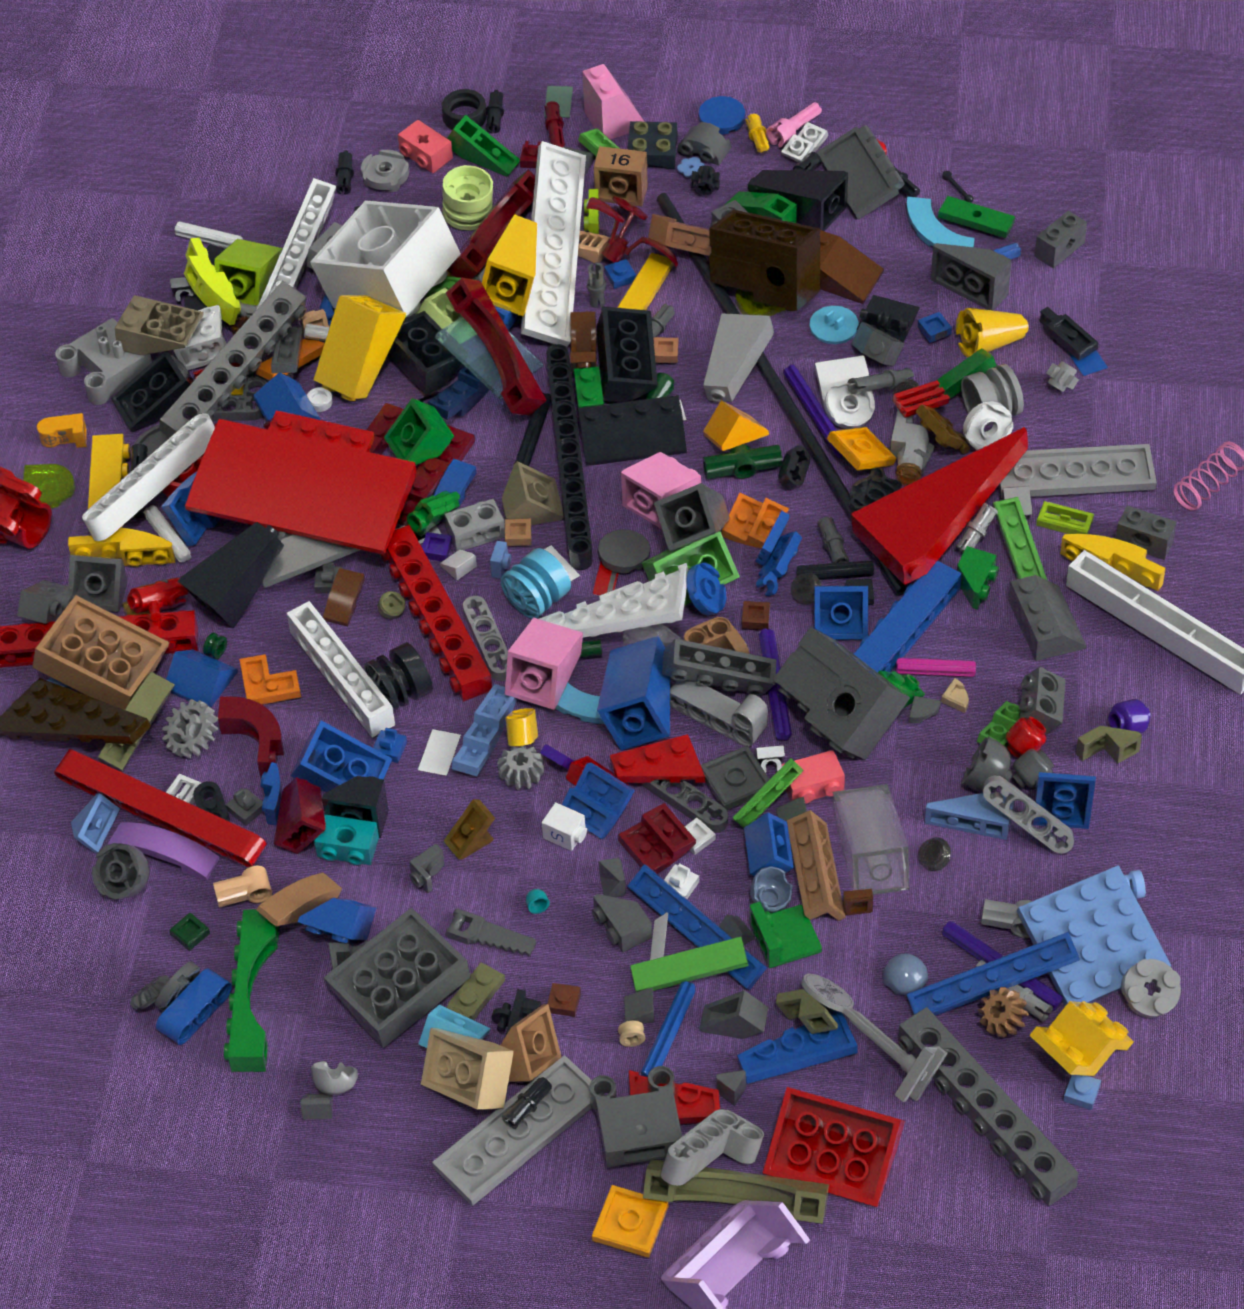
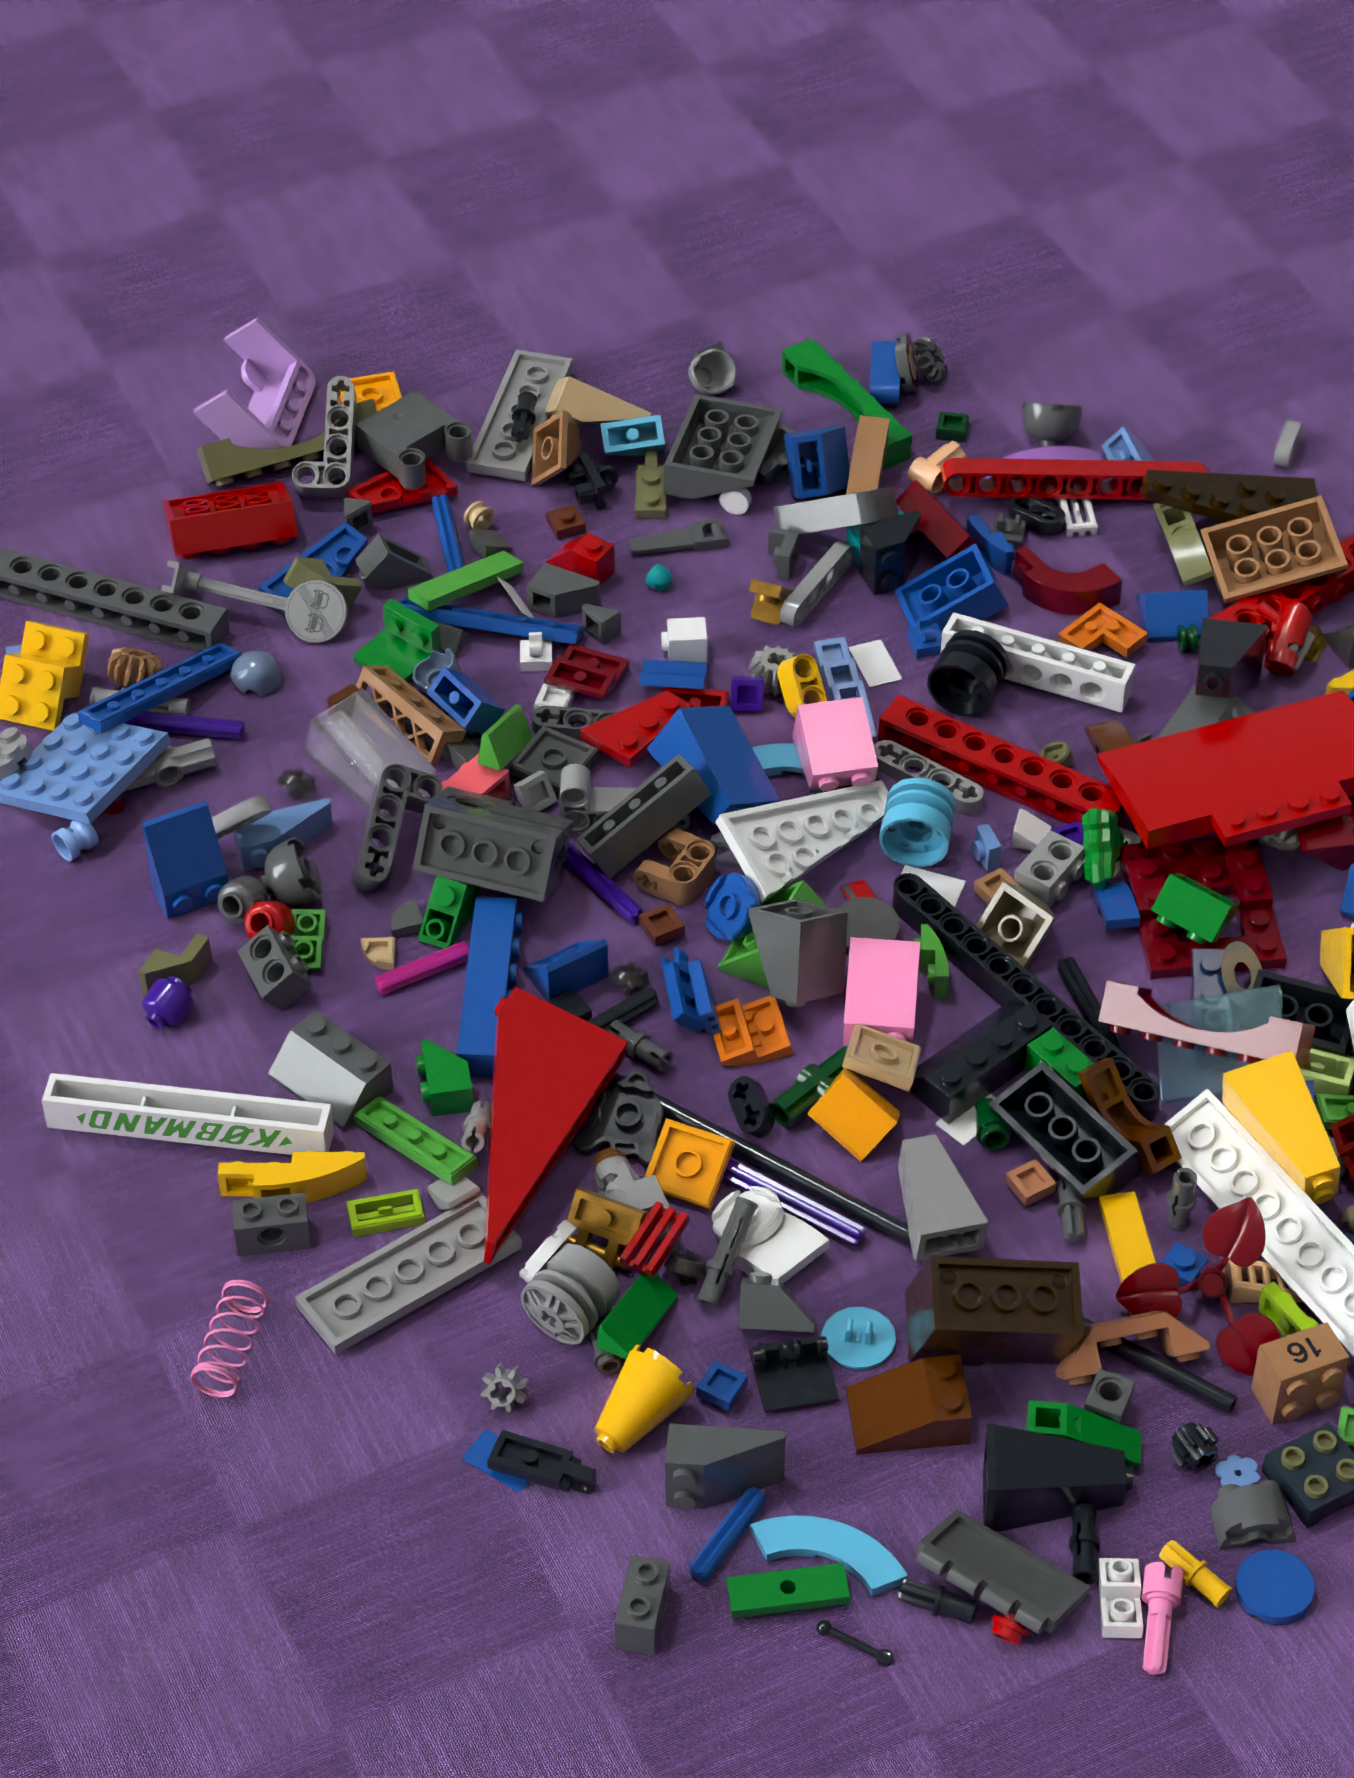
camera: 145 degrees right, 5 degrees down
(190, 728) = (1123, 552): light grey gear -> none
(373, 857) = (837, 511): none -> beam
(420, 830) = (816, 584): none -> light grey beam
(582, 944) = (587, 556): none -> red slope
(603, 500) = (933, 961): none -> bright green slope
(696, 442) = (882, 1057): none -> tan plate
(896, 764) = (387, 829): none -> dark grey beam

